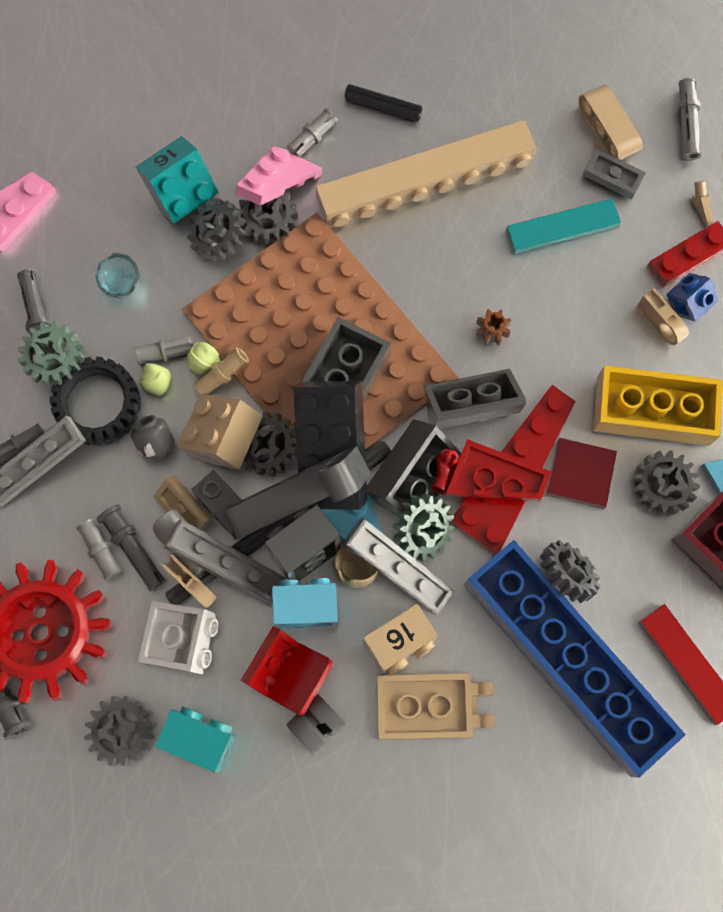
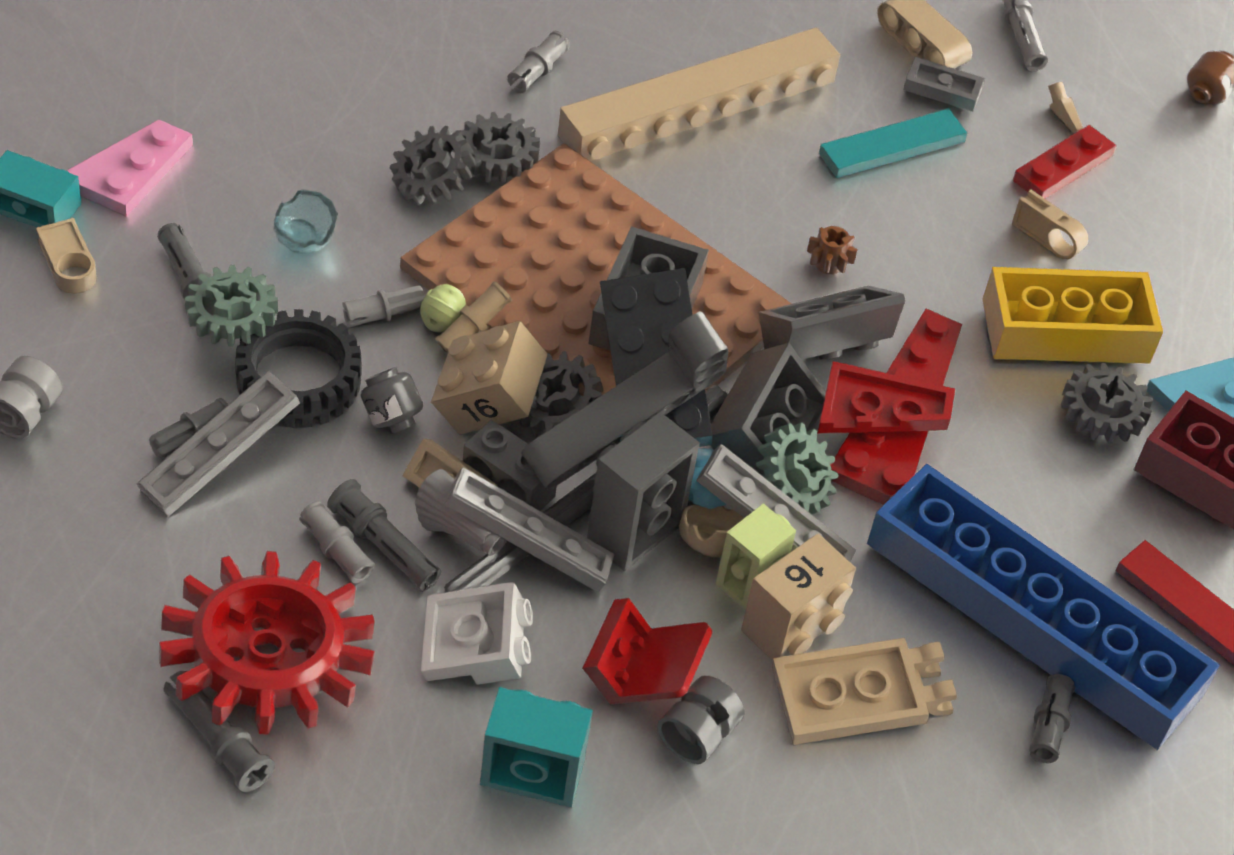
camera: 15 degrees left, 25 degrees down
(118, 717) = (399, 771): dark grey gear -> none
(155, 379) = (379, 336): yellowish green piece -> none
(177, 179) = (372, 107): teal brick -> none
(189, 581) = (481, 553): tan piece -> none
(274, 174) = (503, 101): bright pink wing -> none
(305, 604) = (660, 567): medium azure slope -> none
(378, 600) = (752, 548): none -> yellowish green brick
(383, 102) = (624, 27): black axle -> none
(445, 469) = (811, 398): red arm -> none
(560, 745) = (1052, 718): none -> dark grey pin
(570, 571) = (1011, 500): dark grey gear -> none
(582, 473) = (992, 405): dark red tile -> none
(693, 296) = (1084, 196): blue brick -> none

